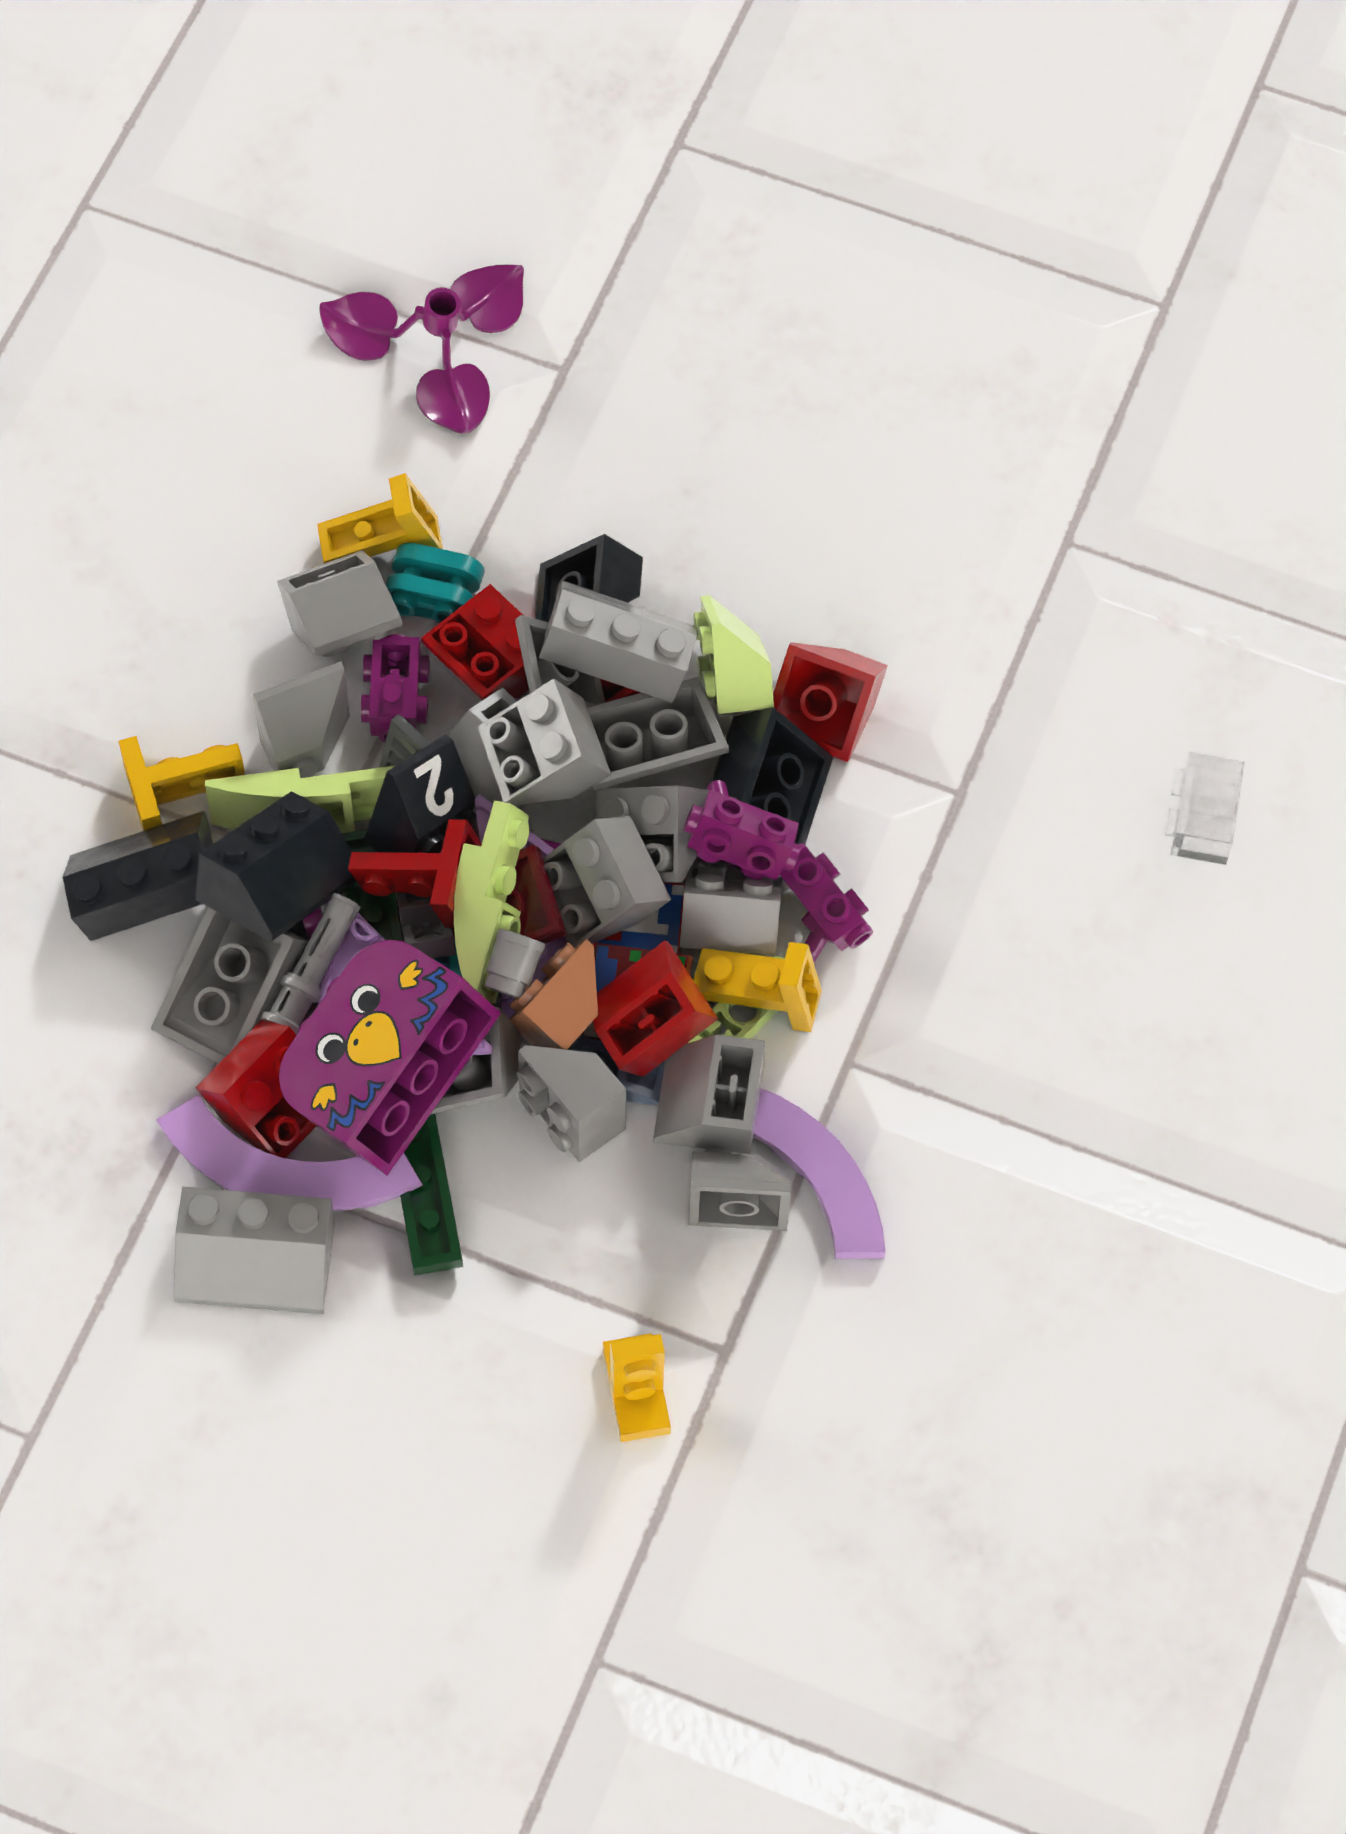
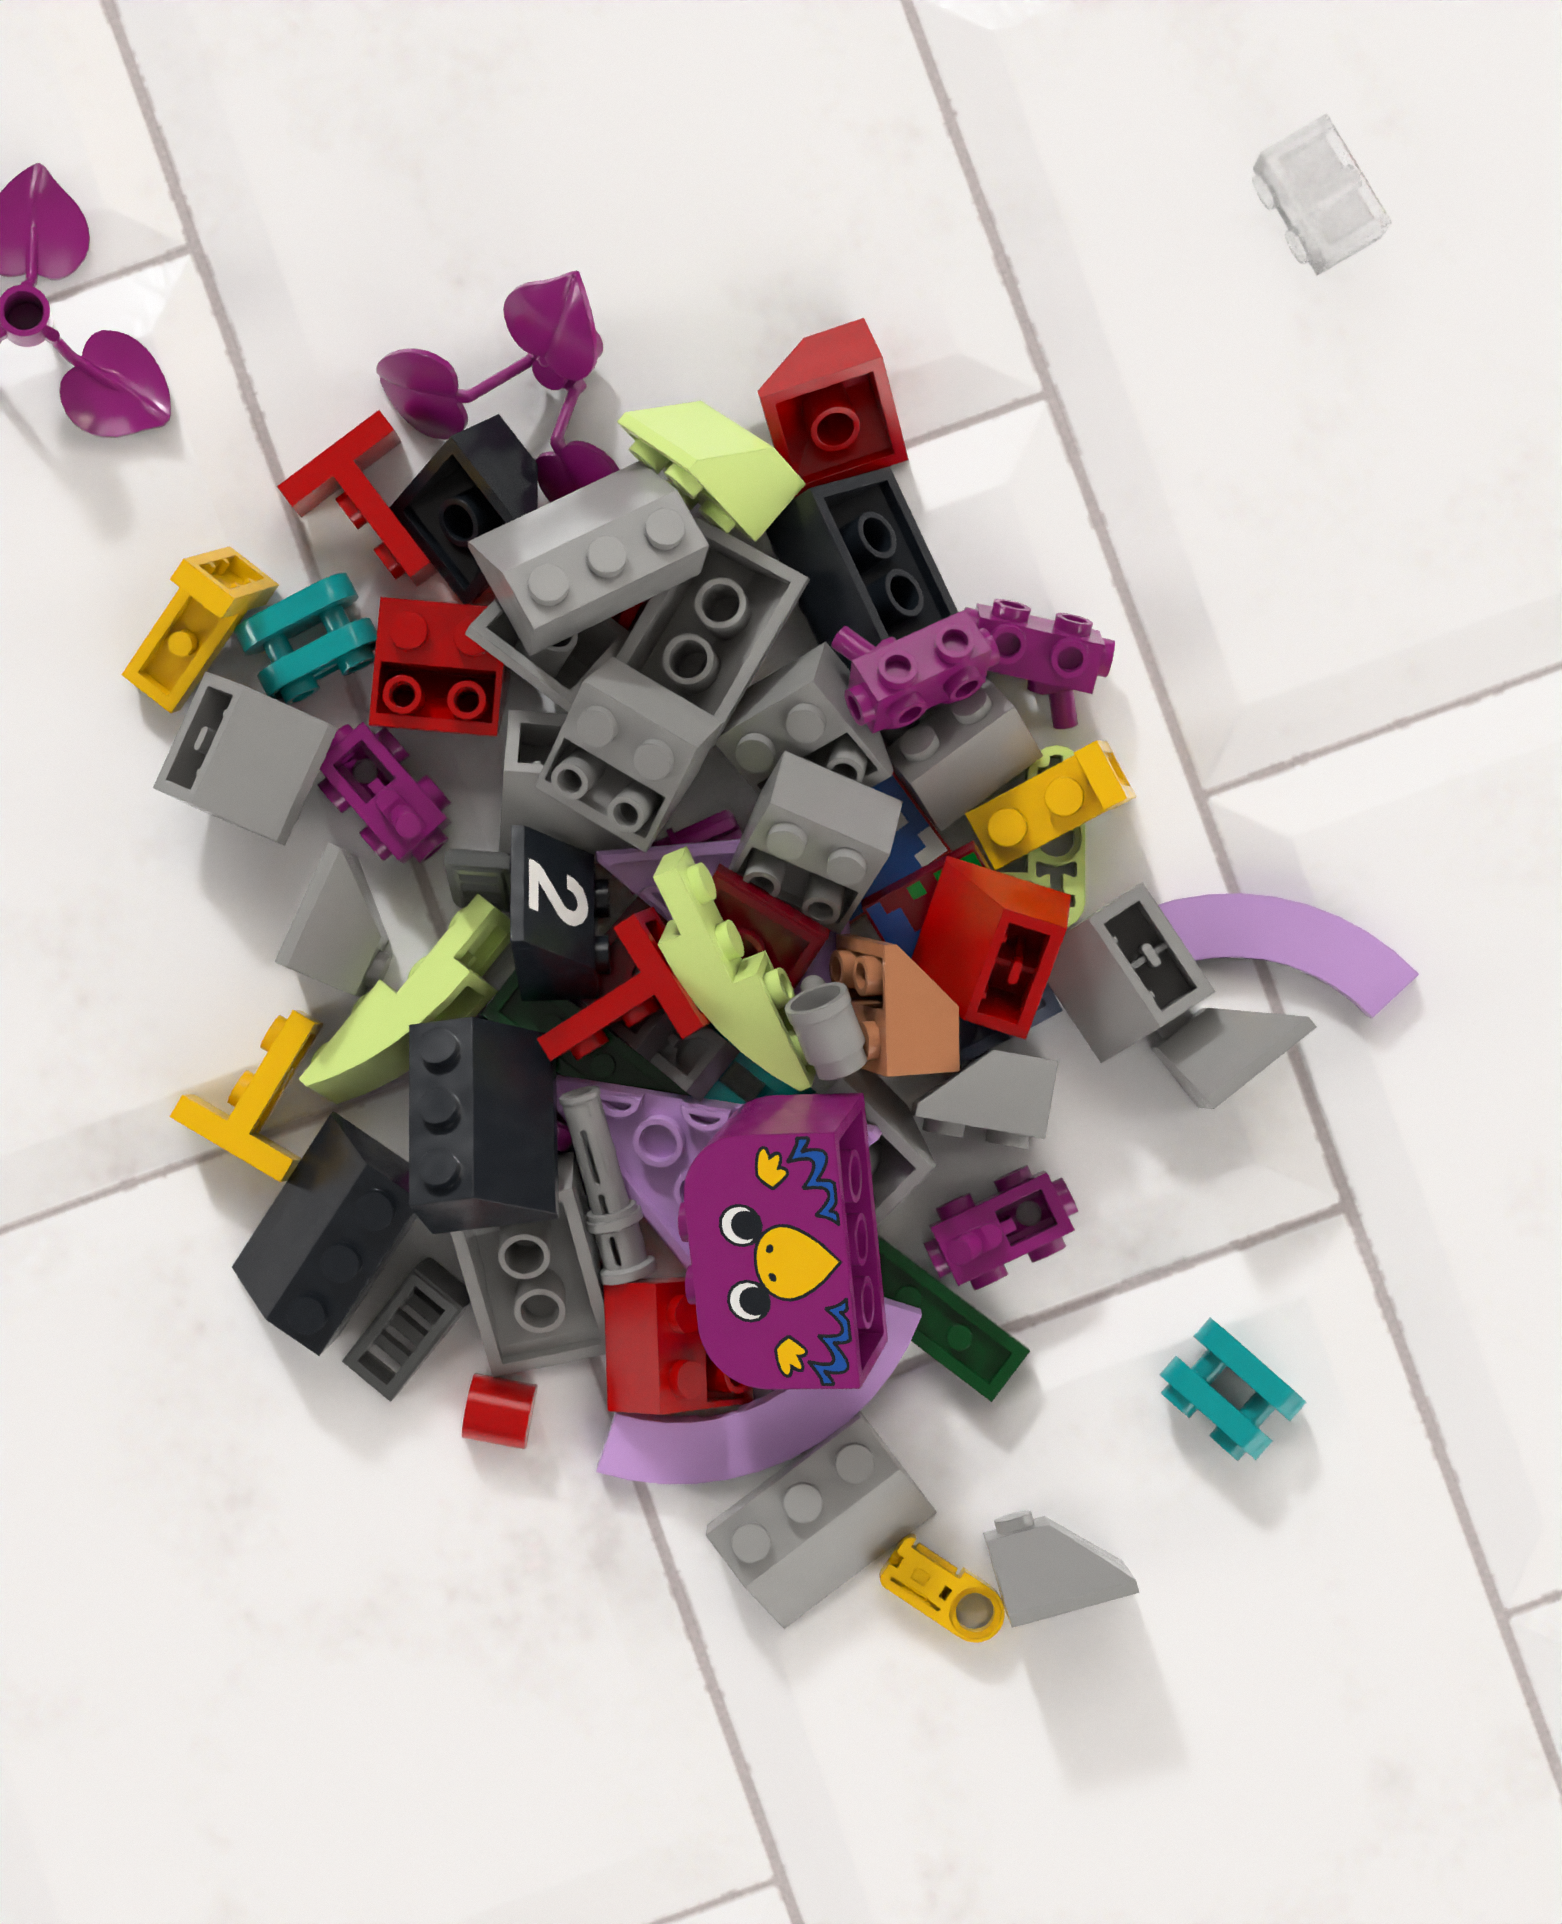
camera: 35 degrees left, 25 degrees up
(134, 1045) = (499, 1411): none -> red brick
(146, 944) = (425, 1291): none -> dark grey slope
(282, 1351) = (936, 1589): none -> yellow piece
(354, 1382) = (1050, 1569): none -> light grey slope
(501, 1178) = (983, 1236): none -> magenta brick
(529, 523) = (343, 467): none -> red bracket
(539, 1406) = (1235, 1429): none -> teal brick
(636, 1385) = (1303, 1321): yellow bracket -> none
(705, 512) = (558, 332): none -> magenta plant

